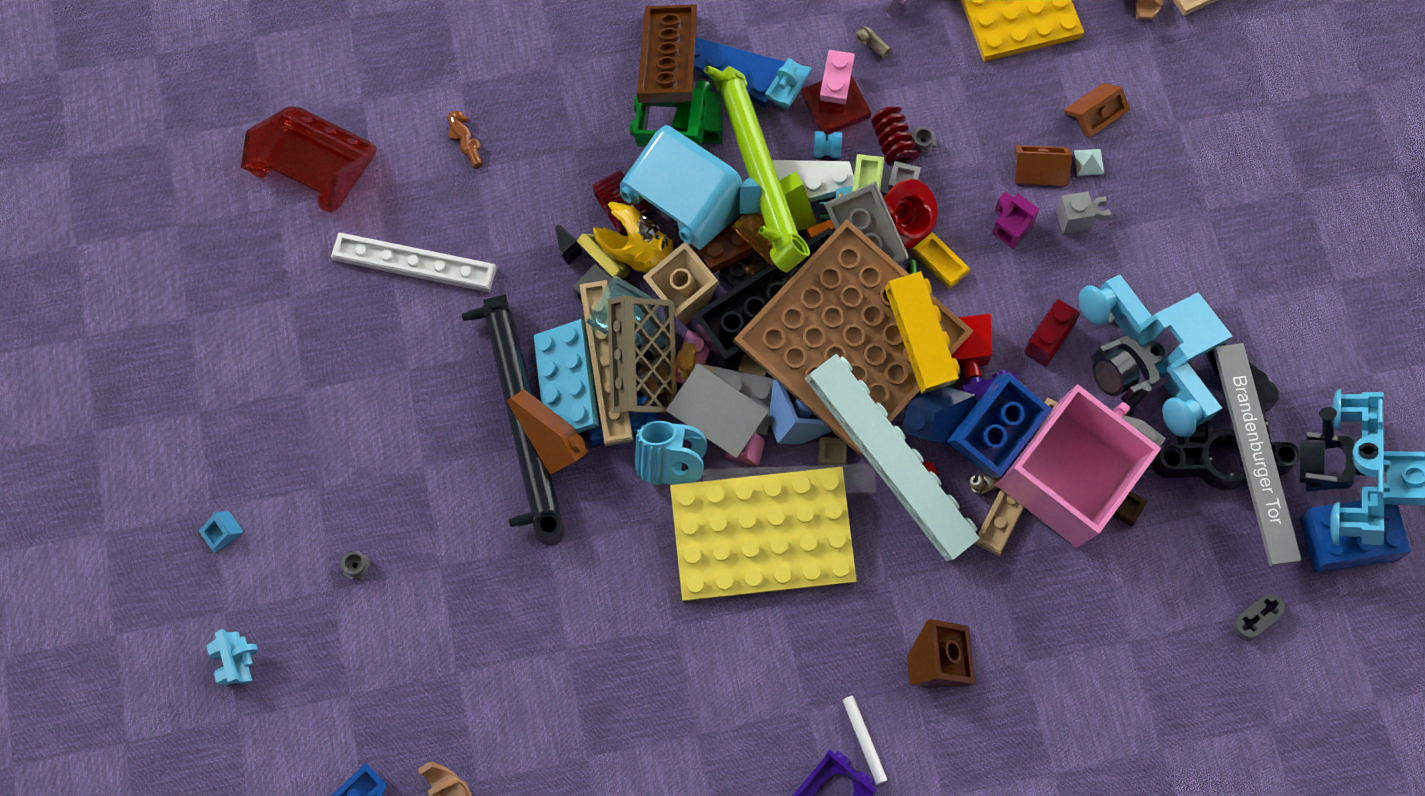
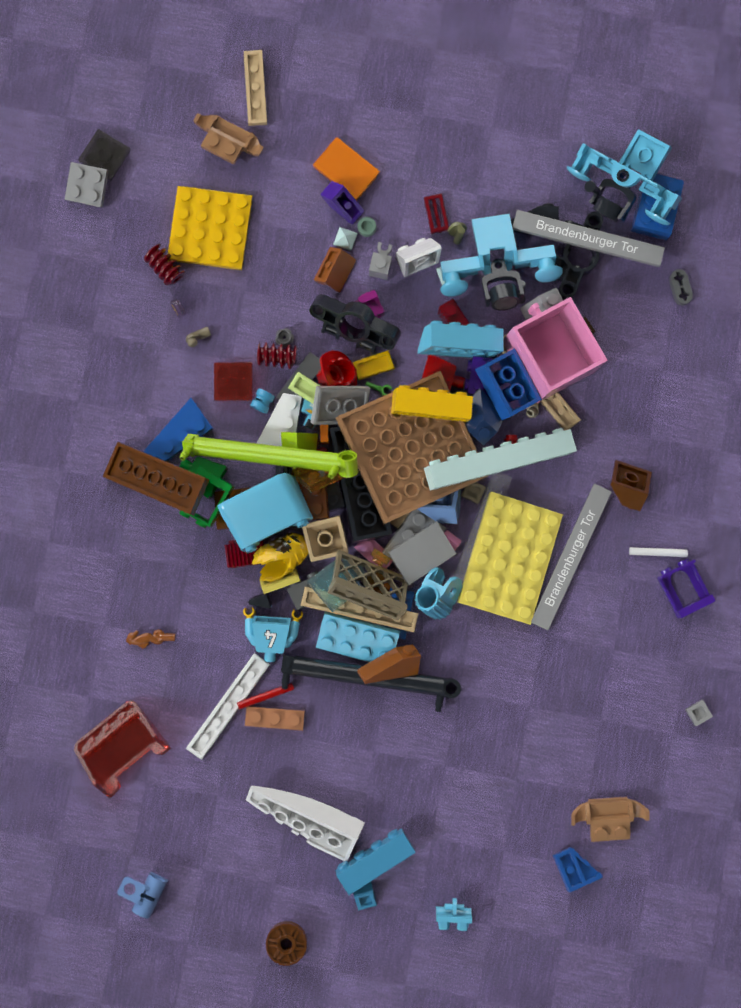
camera: 70 degrees left, 15 degrees up
(114, 438) = (280, 954): none -> reddish brown wheel
(128, 257) = (146, 895): none -> medium blue piece
(271, 520) = (374, 861): none -> dark azure brick
(298, 440) = (318, 822): none -> white wedge
(351, 558) = (423, 823): flat silver plate -> none
(419, 324) = (274, 718): none -> nougat plate
(443, 298) = (264, 696): none -> red bar
(529, 272) = (271, 634): none -> medium azure torso
(749, 197) = (293, 471): dark azure slope -> none
(787, 83) = (206, 406): medium azure hips -> none
(802, 618) = (570, 556): none -> light grey tile
(837, 77) = (217, 372): bright pink plate -> none
(902, 172) = (309, 363): light grey plate -> none
(984, 237) = (374, 334): none -> black piece
(1027, 338) = (461, 340): none -> medium azure slope
(1099, 108) = (310, 214): dark orange panel -> none
(1109, 250) = (418, 256): none -> white slope
(1118, 181) = (367, 227): none -> sand green tile
(1133, 137) = (342, 202): none -> dark purple slope
(1165, 269) = (439, 229): none -> dark red tile
(1174, 289) = (457, 230): none -> olive plate
(1179, 127) = (346, 167): none -> orange tile

